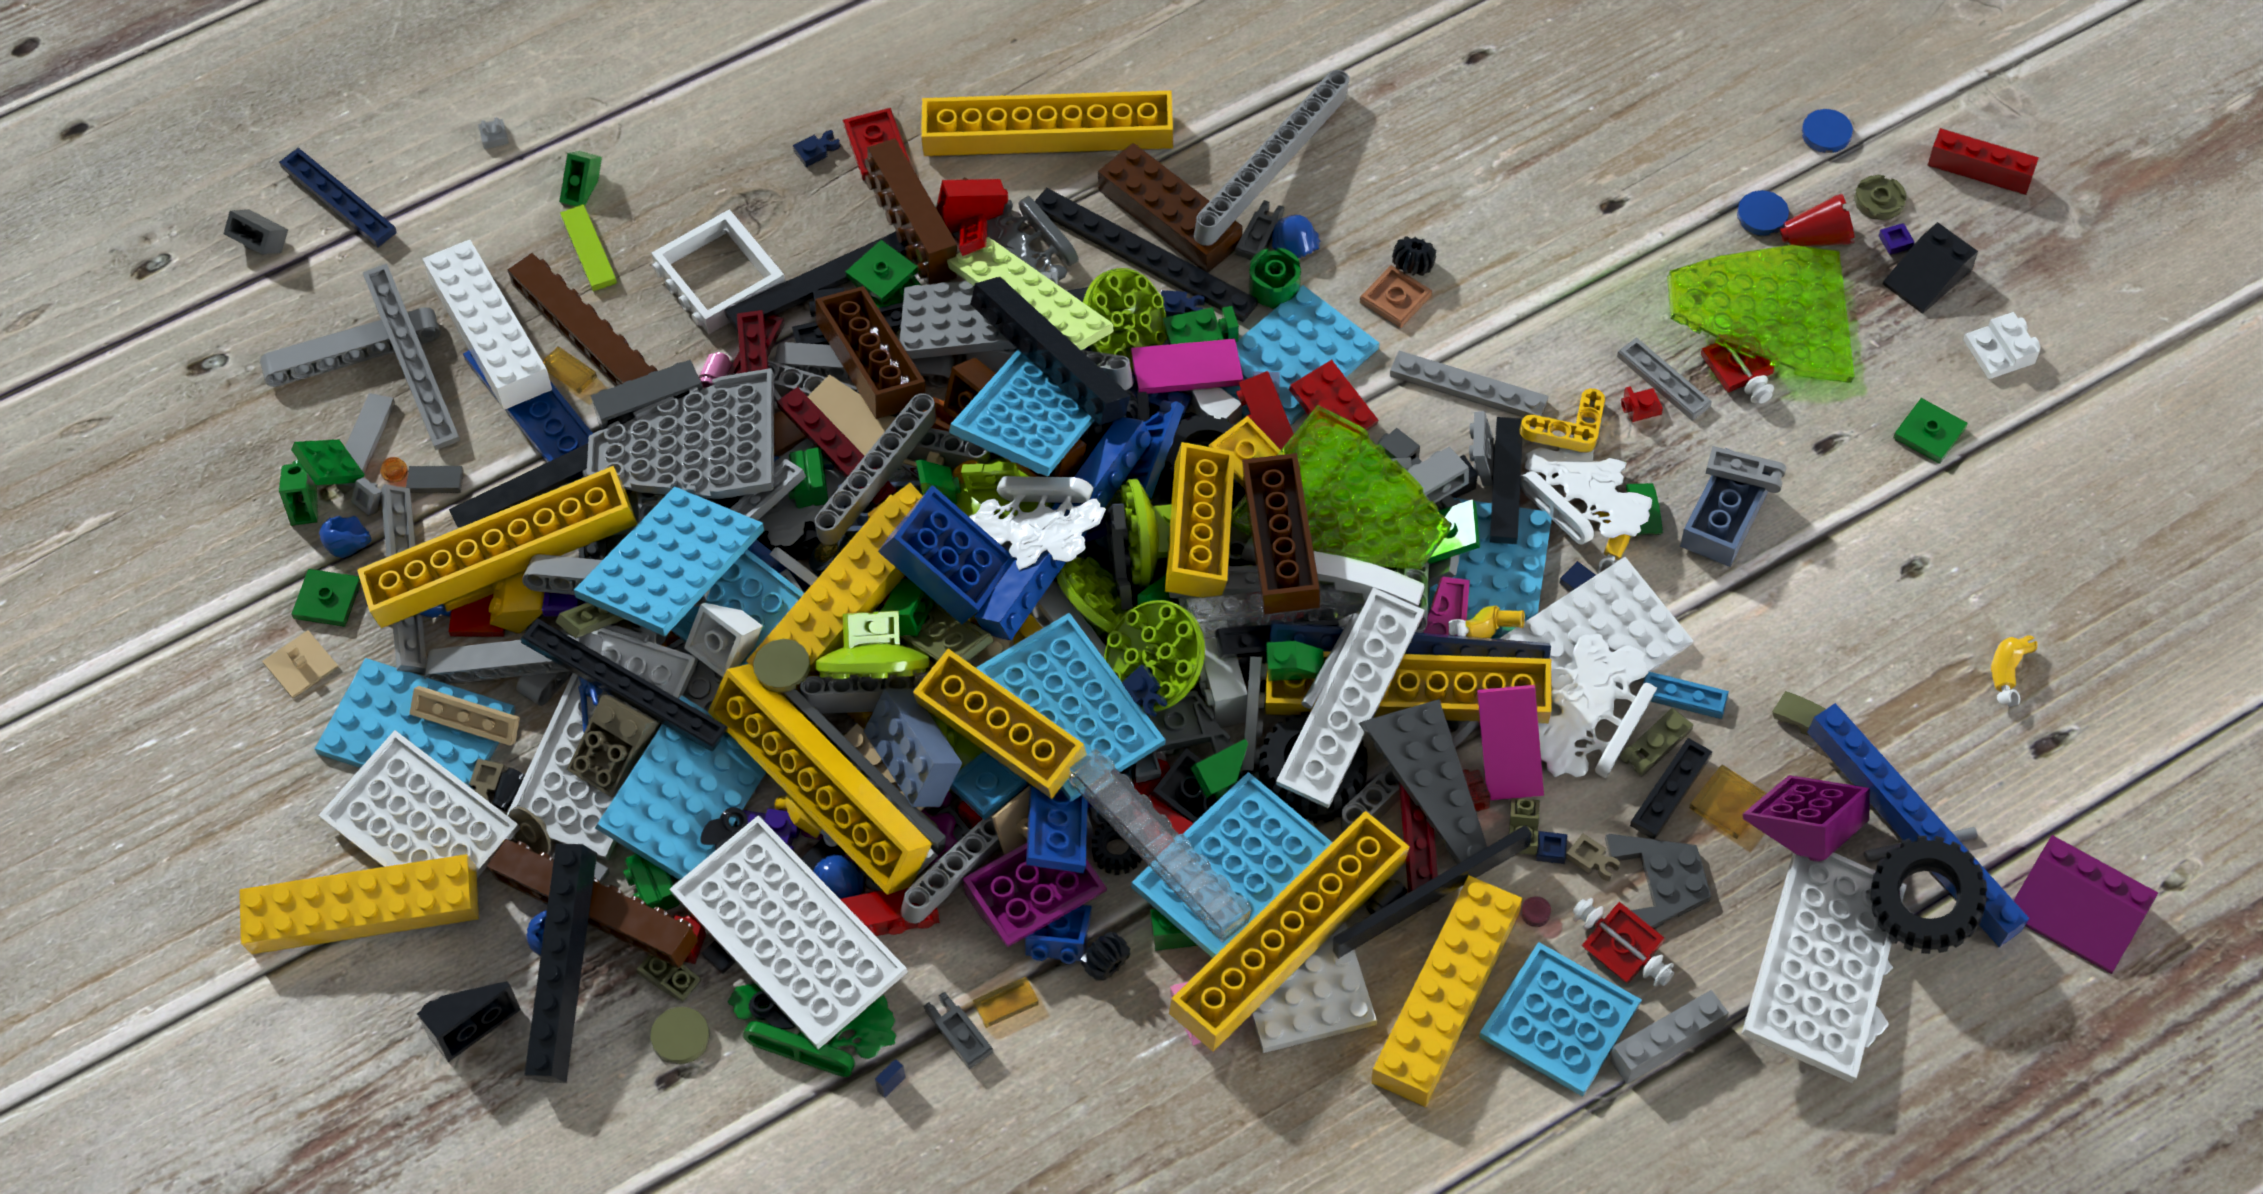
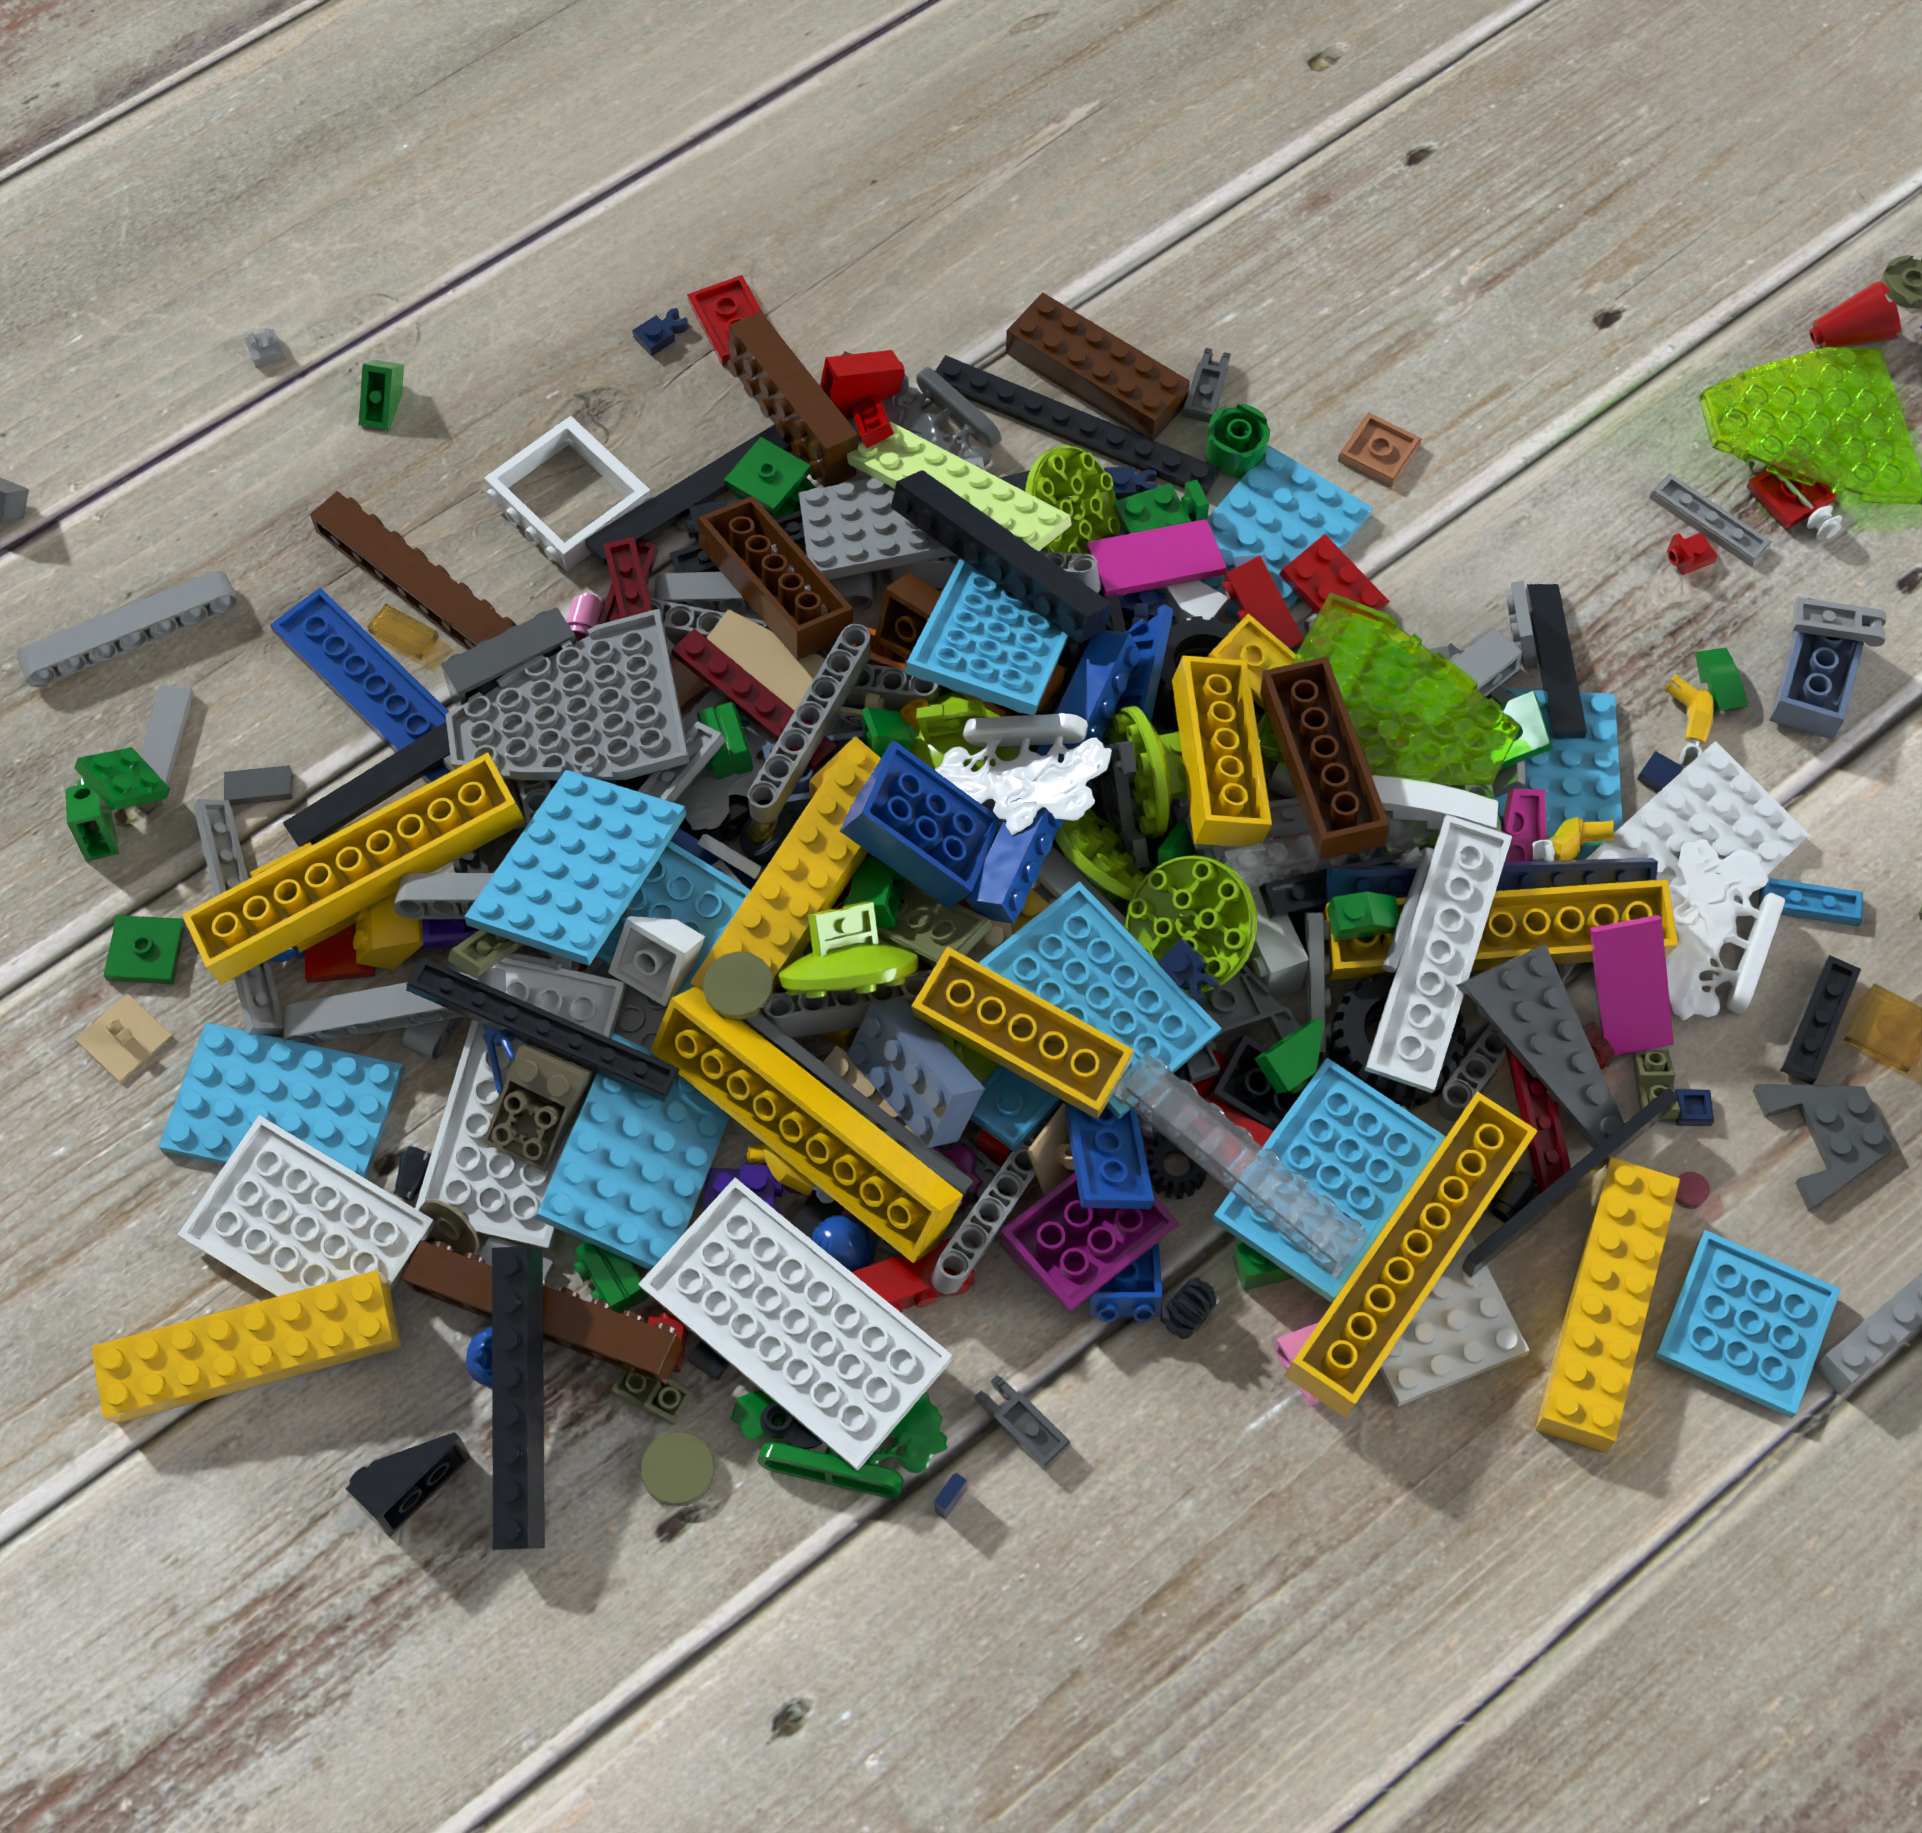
camera: 10 degrees left, 5 degrees up
(338, 197) = (84, 443): dark blue plate -> none
(344, 536) = (156, 869): blue hair -> none
(366, 496) = (176, 815): light grey tile -> none
(392, 464) = (202, 771): clear orange plate -> none
(411, 357) = (207, 635): light grey plate -> none
(464, 715) = (343, 1086): tan plate -> none
(486, 777) = (382, 1161): dark tan plate -> none
(487, 324) = (296, 586): white brick -> none
(588, 248) = (403, 478): lime tile -> none
(719, 831) = (688, 1202): black plate -> none
(1005, 1002) = (1074, 1378): clear yellow tile -> none
(1046, 123) = (934, 277): yellow brick -> none
(1271, 158) = (1208, 297): light grey beam -> none
(1296, 235) = (1250, 385): blue hair -> none
(1399, 445) = (1429, 630): dark grey brick -> none
(1414, 256) = (1395, 399): black gear -> none
(1468, 385) = (1486, 550): light grey plate -> none
(1579, 429) = (1626, 589): yellow beam -> none
(1585, 480) = (1650, 652): white plant -> none
(1590, 855) = (1741, 1113): dark tan plate -> none
(1623, 942) = (1806, 1219): red plate -> none
(1657, 741) = (1792, 962): olive plate -> none
(1762, 212) = (1783, 311): blue tile -> none
(1827, 130) = (1836, 208): blue tile -> none

